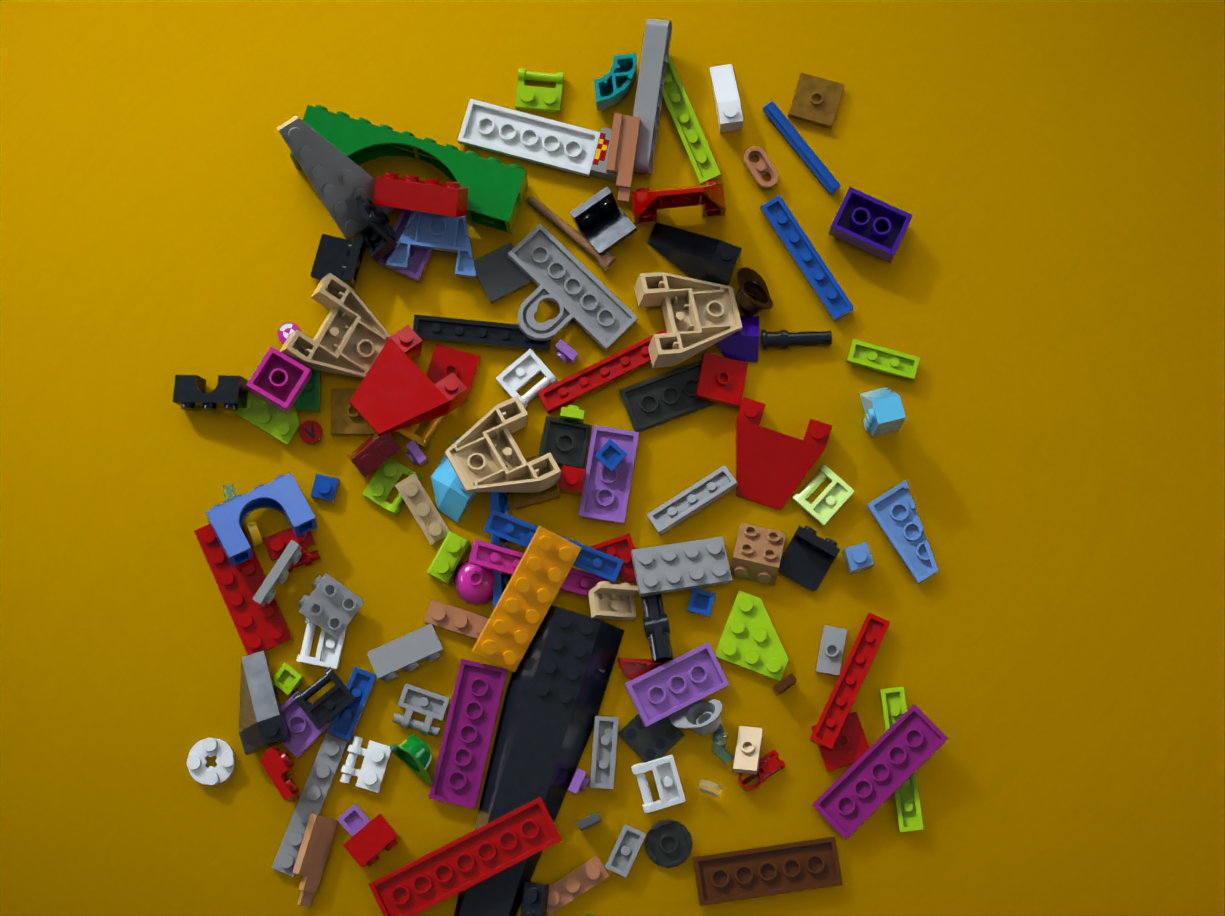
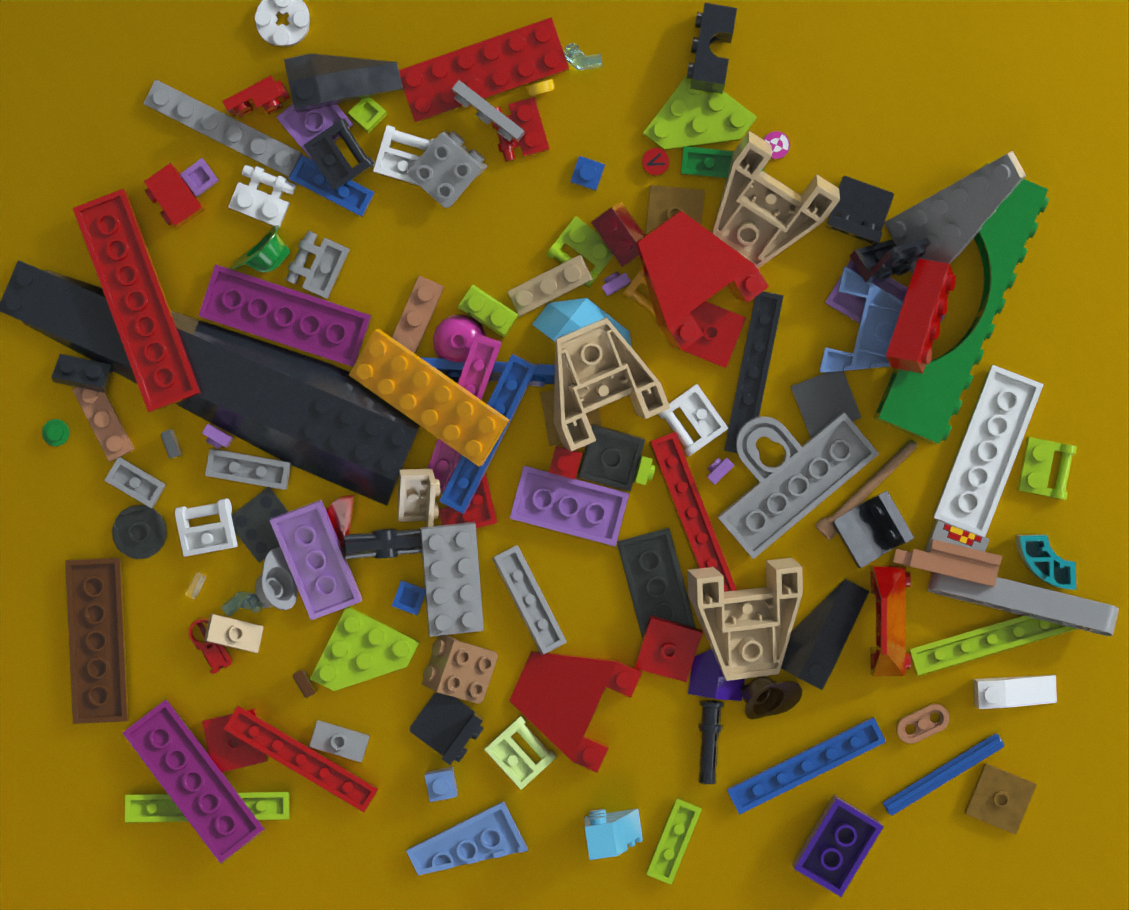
camera: 85 degrees right, 10 degrees up
(279, 380) = (715, 129): dark pink brick -> none
(279, 494) = (582, 122): arch -> none
(313, 855) = (164, 128): nougat piece -> none
(405, 653) = (383, 252): light grey brick -> none
(610, 455) = (588, 510): blue plate -> none

